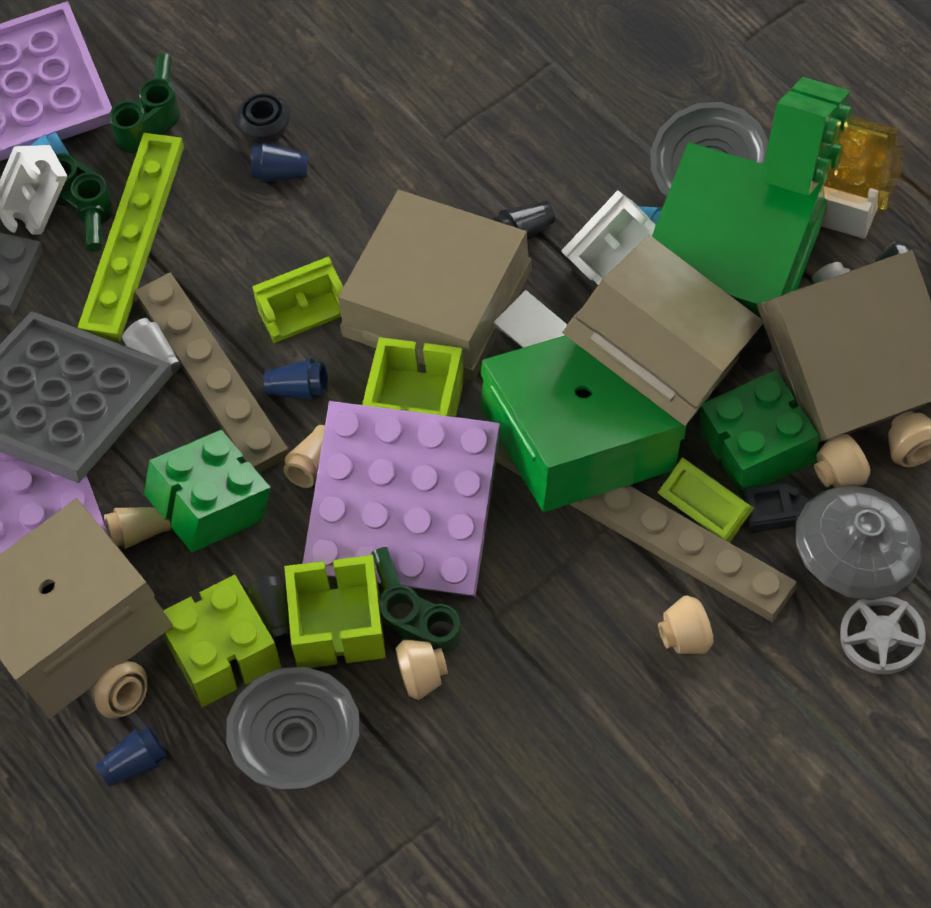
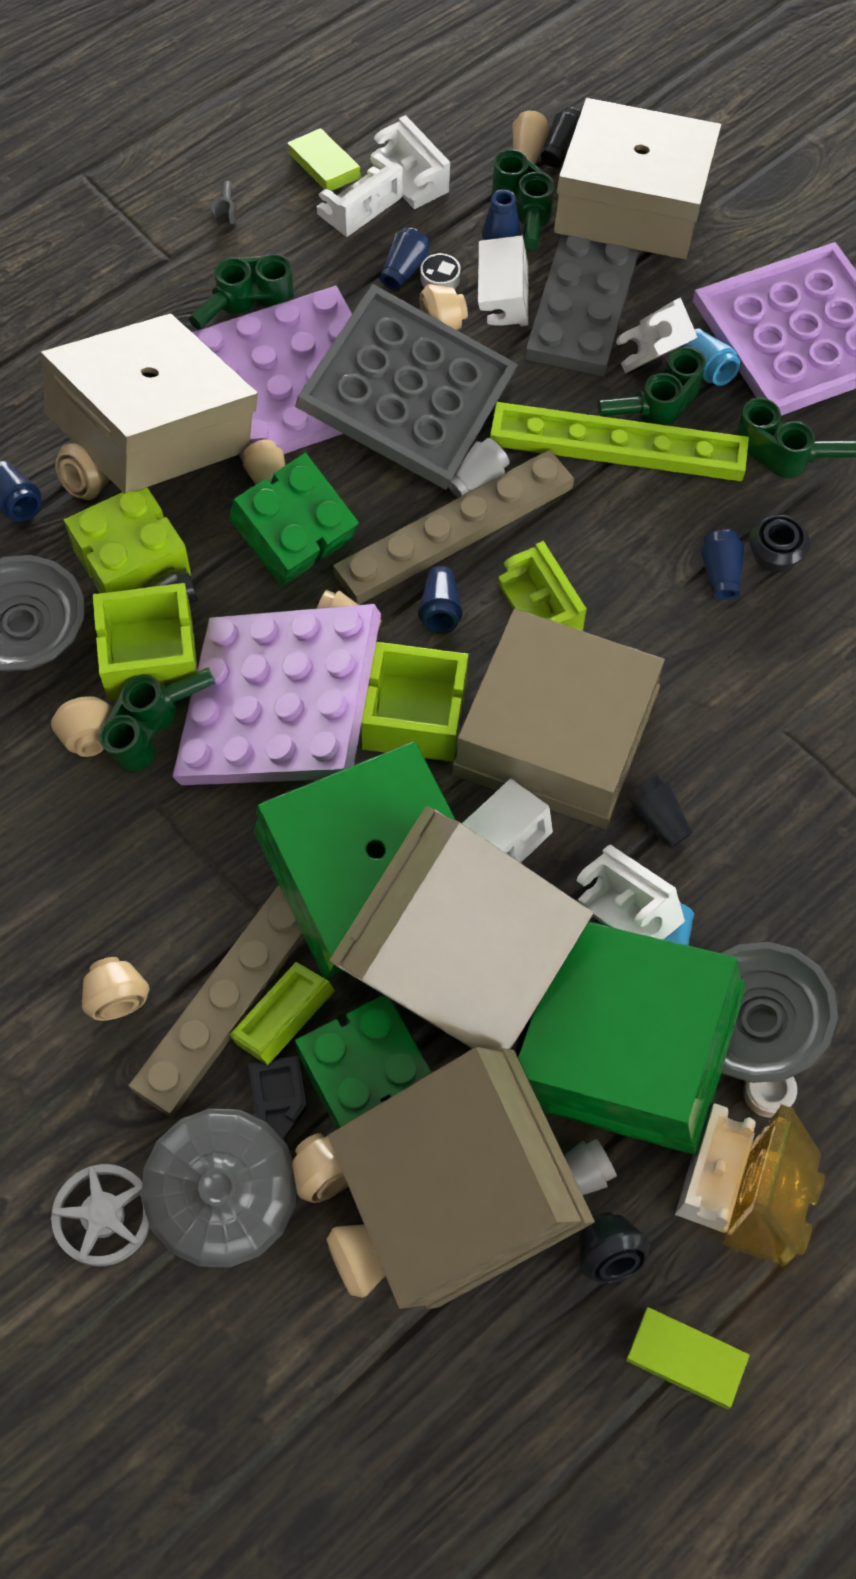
camera: 80 degrees right, 5 degrees up
(806, 136) = (720, 1085): green piece -> none

